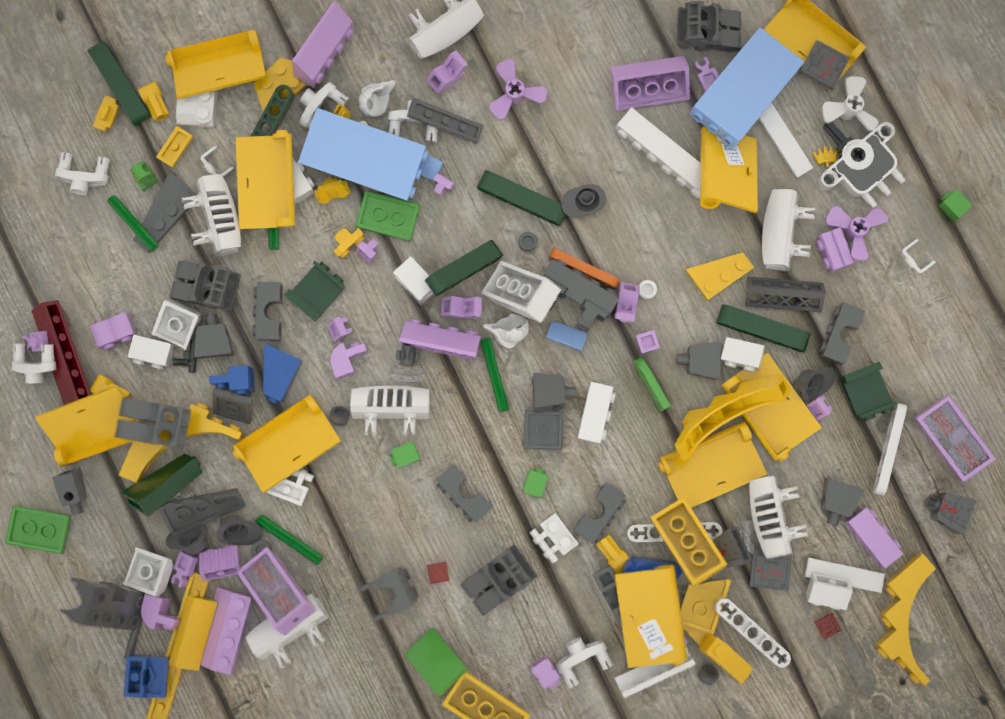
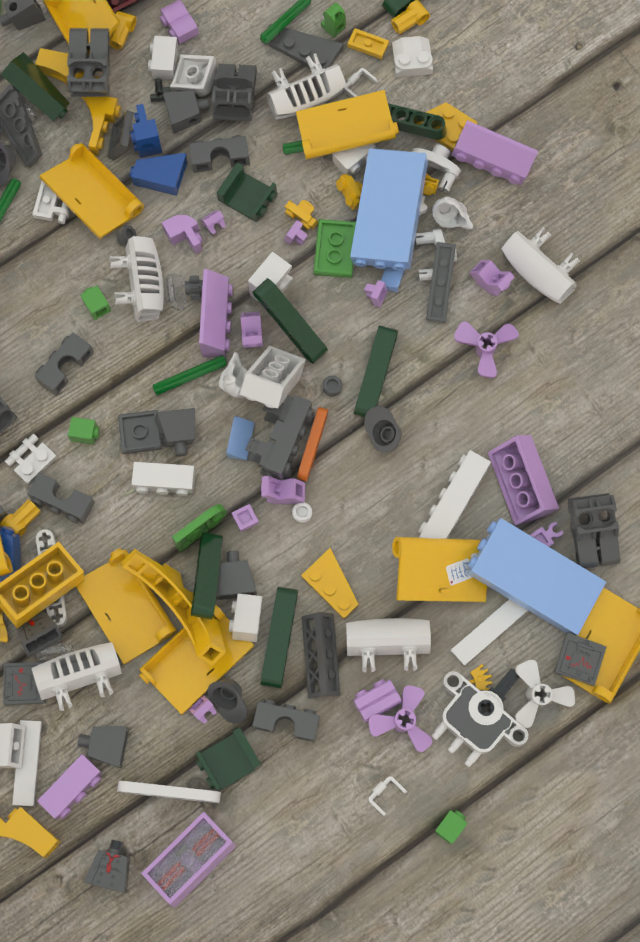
camera: 85 degrees right, 10 degrees down
(216, 64) = (457, 65): yellow door -> none
(702, 383) = (206, 576): none -> dark green beam

